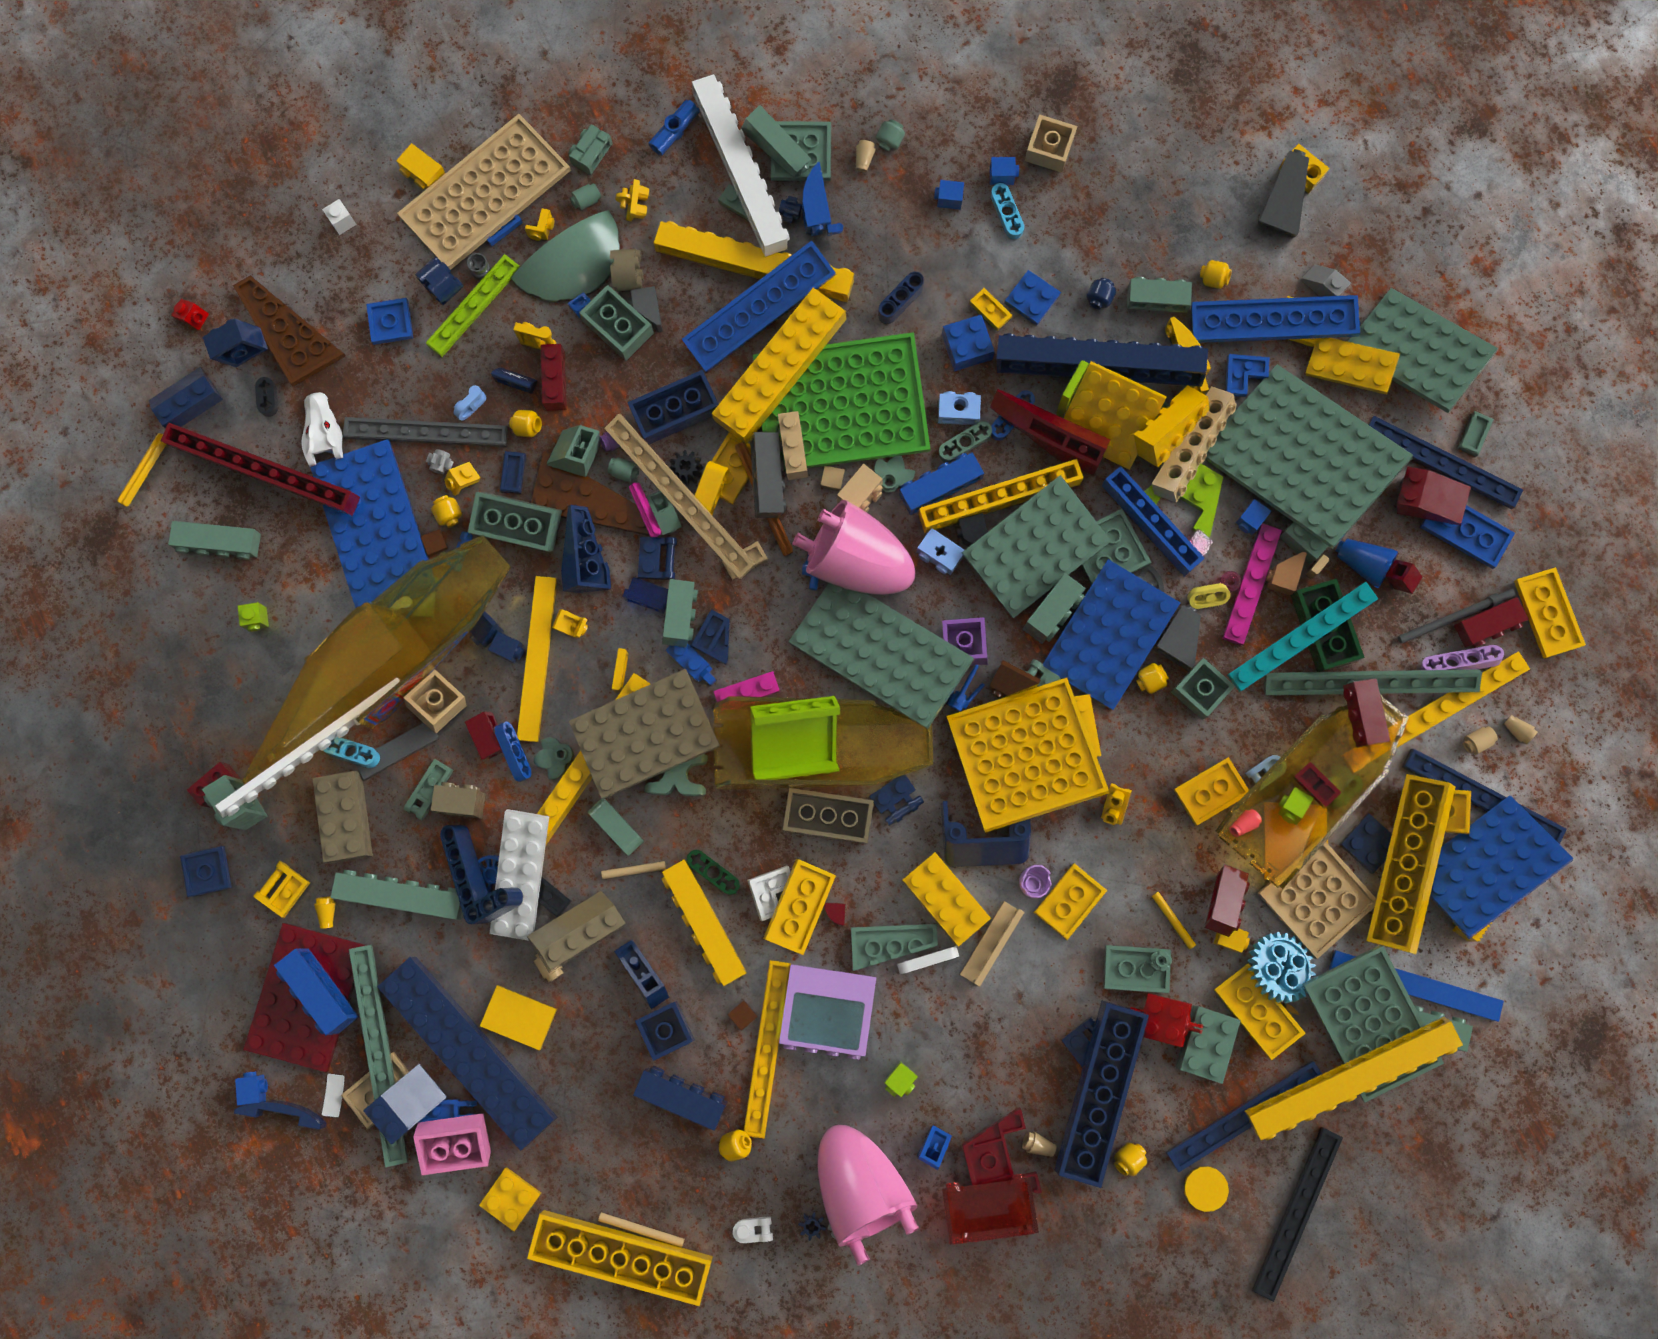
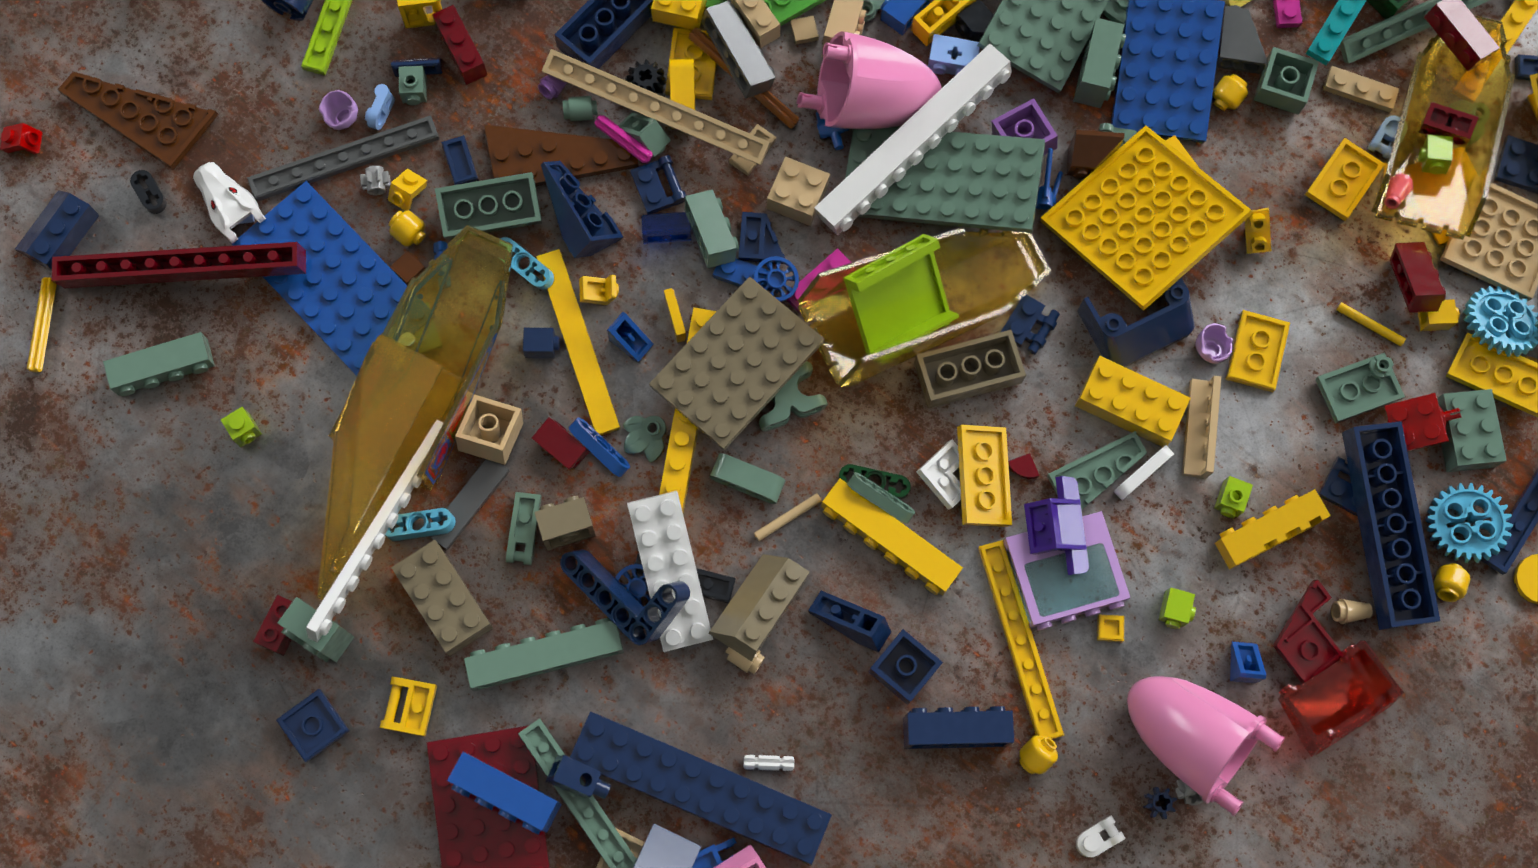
camera: 30 degrees left, 5 degrees down
(235, 342) = (90, 144): dark blue brick -> none
(325, 911) = (469, 708): yellow cone -> none
(369, 997) = (566, 775): none -> dark blue torso
(389, 321) = (251, 59): blue plate -> none
(436, 392) = (338, 110): none -> lavender hair
(485, 630) = (510, 333): dark blue slope -> none
(503, 395) = (412, 85): none -> sand green brick
(518, 1017) = (737, 727): yellow tile -> none
(525, 423) = (451, 104): yellow head -> none
(529, 1055) = (766, 762): none -> white axle
(531, 583) = (534, 265): none -> medium azure beam
(575, 450) = (519, 107): sand green slope -> none
(576, 673) = (629, 337): none -> blue slope
(709, 889) = (881, 498): none -> sand green beam
(710, 676) = (776, 278): none -> blue wheel
(742, 1015) = (977, 617): reddish brown tile -> none
(762, 611) = (797, 191): none -> tan brick
(835, 975) = (1059, 525): none -> dark purple plate
(842, 1071) = (1110, 628): none -> yellow tile
(870, 611) = (914, 139): none -> white brick
(989, 1012) = (1233, 497): none -> lime brick
(1005, 1051) = (1271, 529): none -> yellow wedge
(1174, 1097) = (1475, 544): none -> medium azure gear
(1265, 721) = (1361, 89): none -> tan plate

